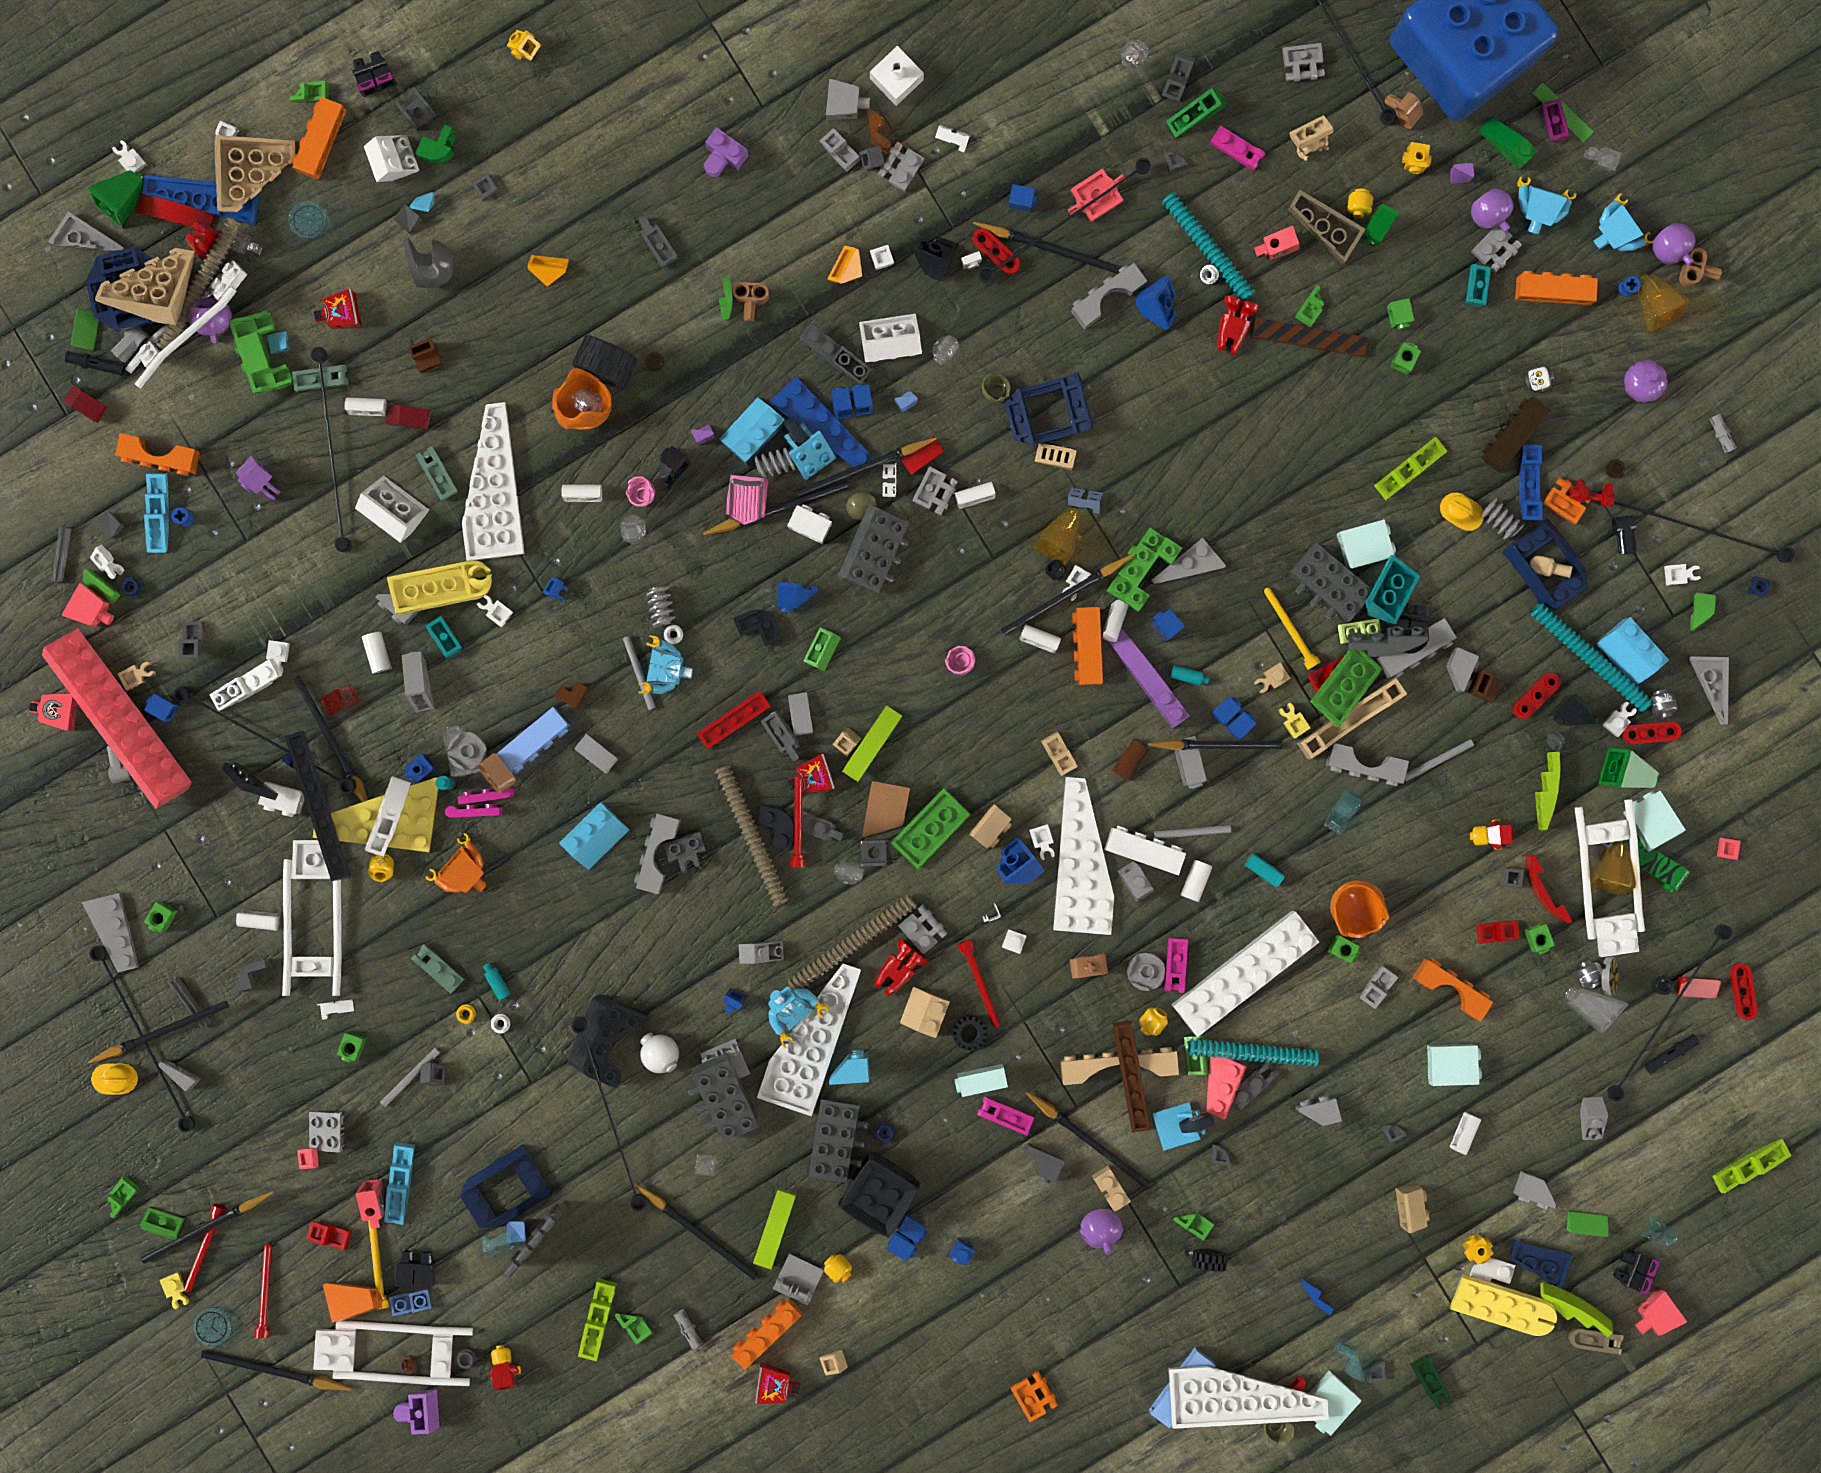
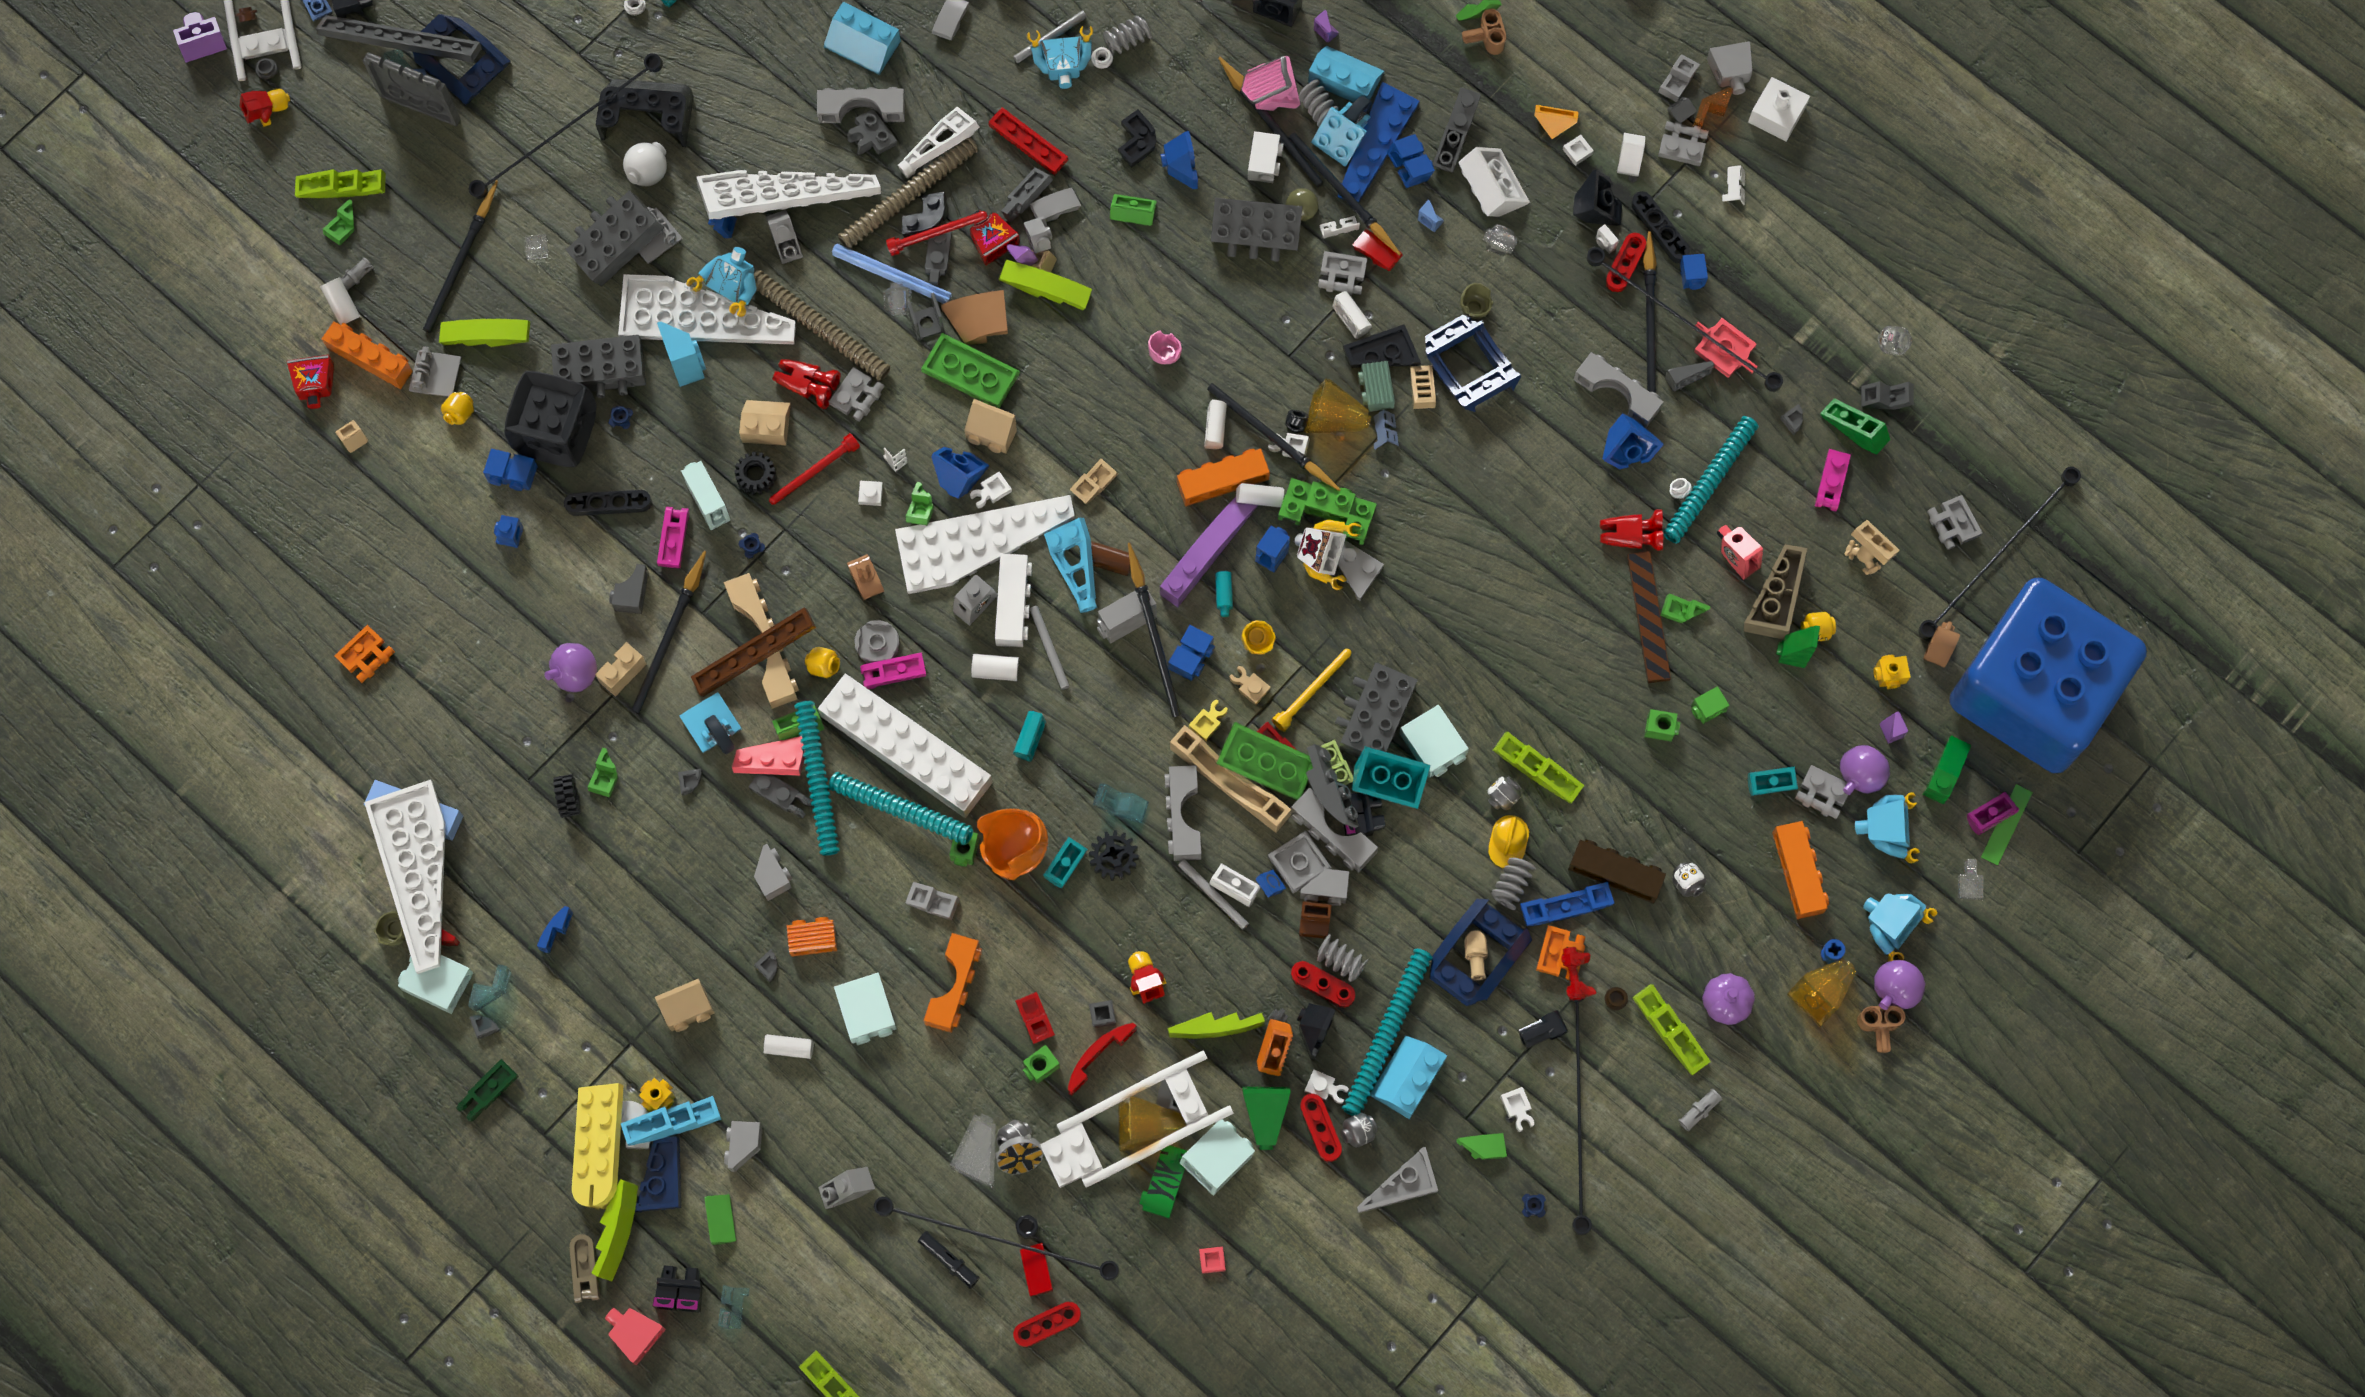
camera: 75 degrees right, 15 degrees down
(477, 1238) = (398, 38): none -> dark grey plate
(707, 773) = (956, 121): none -> white plate
(710, 1344) = (340, 301): none -> white brick
(716, 964) = (743, 193): none -> white wing
(821, 870) = (890, 273): none -> light blue axle
(826, 736) = (1038, 234): none -> light grey brick
(840, 755) = (1022, 254): none -> medium lavender slope
(897, 213) = (1631, 154): none -> white slope
(960, 1162) = (607, 506): none -> black beam
(972, 214) = (1657, 228): none -> black beam
(1014, 478) = (1390, 346): none -> black wing
(1031, 1057) = (750, 539): none -> dark blue plate
(1039, 903) = (921, 506): none -> bright green slope
(1046, 494) = (1377, 386): none -> sand green brick
(1105, 786) = (1064, 538): none -> medium azure plate
(1112, 235) = (1685, 375): none -> dark grey slope
(1180, 584) = (1321, 549): none -> torso
(1238, 659) = (1258, 637): none -> yellow hair
(1300, 991) = (902, 808): none -> teal piece
(1380, 871) = (1065, 862): none -> teal brick
(1382, 1091) = (811, 937): none -> orange brick
(1385, 823) = (1121, 851): none -> black gear
(1425, 502) = (1504, 793): none -> flat silver head
(1431, 683) = (1298, 861): none -> light grey tile
(1438, 741) = (1235, 885): none -> white brick
(1444, 712) = (1270, 883): none -> blue tile
(1502, 1243) = (670, 1121): none -> medium azure slope
(1523, 674) = (1341, 959): none -> light grey piece
(1584, 750) = (1274, 1047): none -> orange brick
(1652, 434) = (1671, 1029): none -> lime slope

